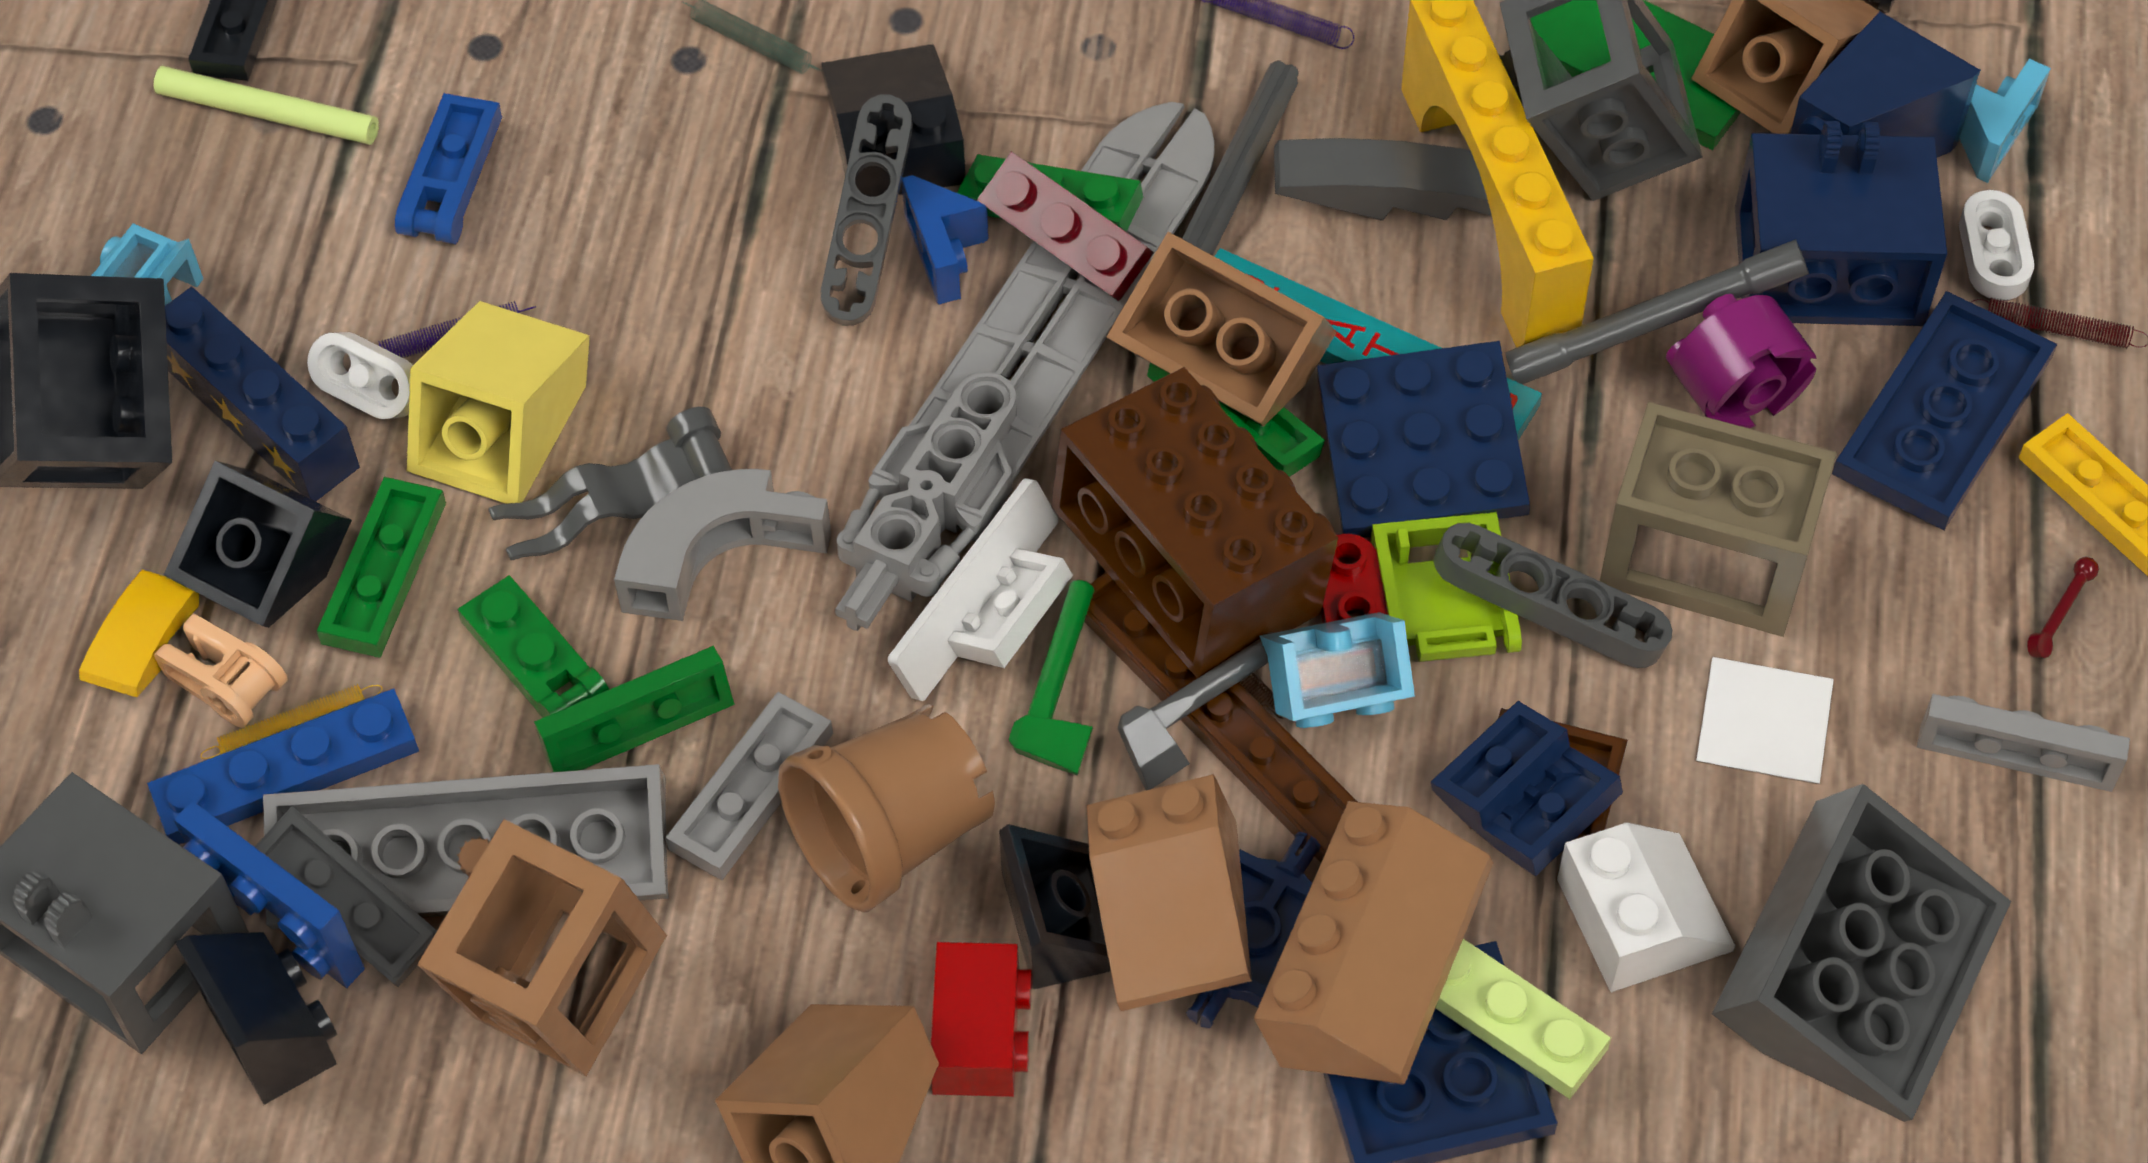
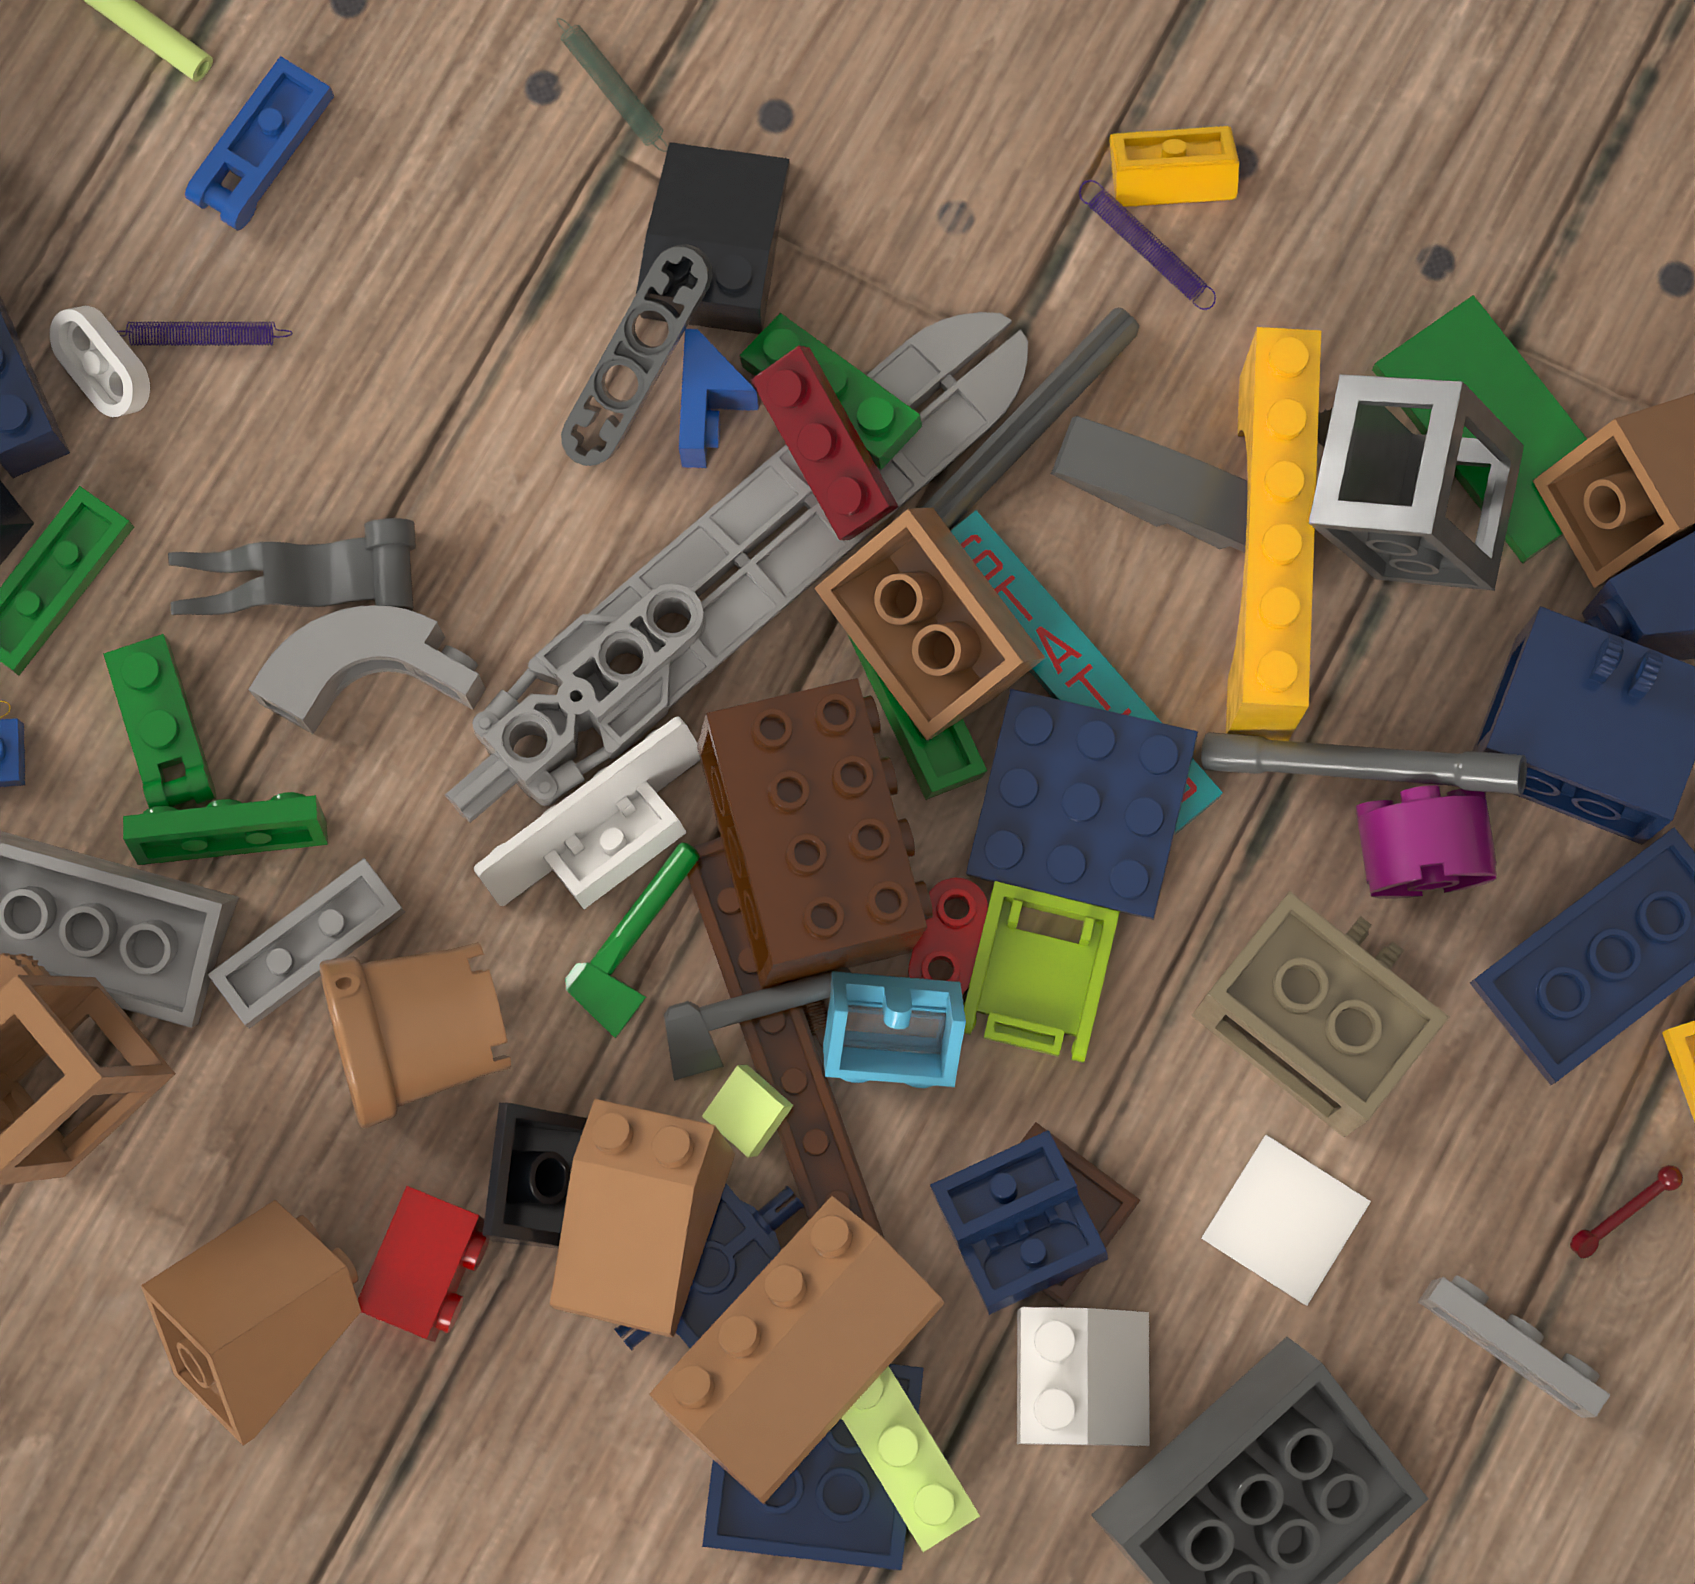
camera: 20 degrees right, 20 degrees up
(493, 401) = (211, 435): light yellow slope -> none
(1241, 779) = (747, 1110): none -> yellowish green tile
(1548, 604) = (1139, 1017): dark grey beam -> none

